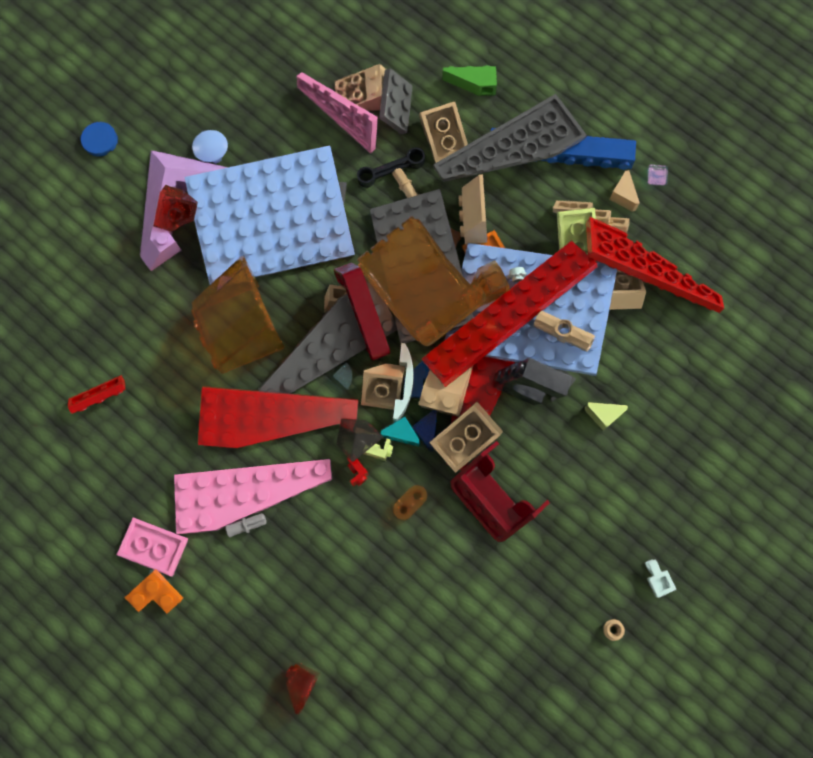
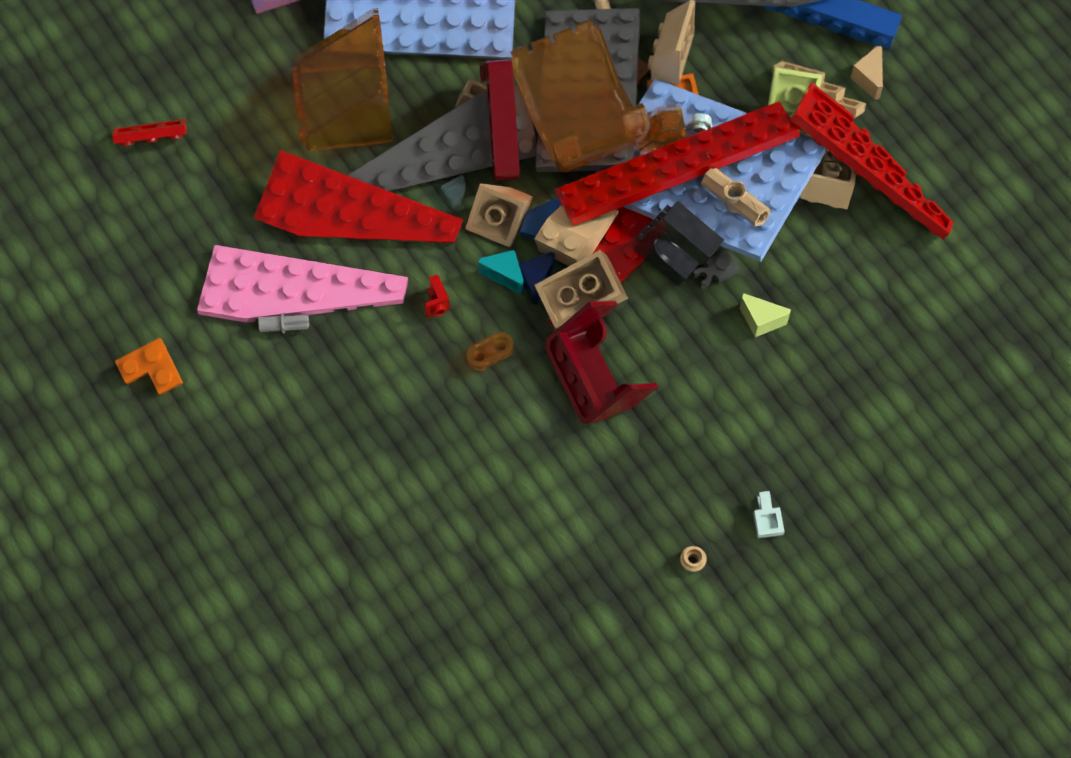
camera: 10 degrees right, 10 degrees down
(152, 547) = (164, 316): bright pink tile -> none
(300, 685) = (295, 512): clear red slope -> none
(356, 437) = (446, 258): clear smoke slope -> none
(378, 453) = (467, 284): yellowish green bracket -> none
(401, 405) = (515, 237): light aqua slope -> none
(657, 175) = (920, 64): clear light blue tile -> none

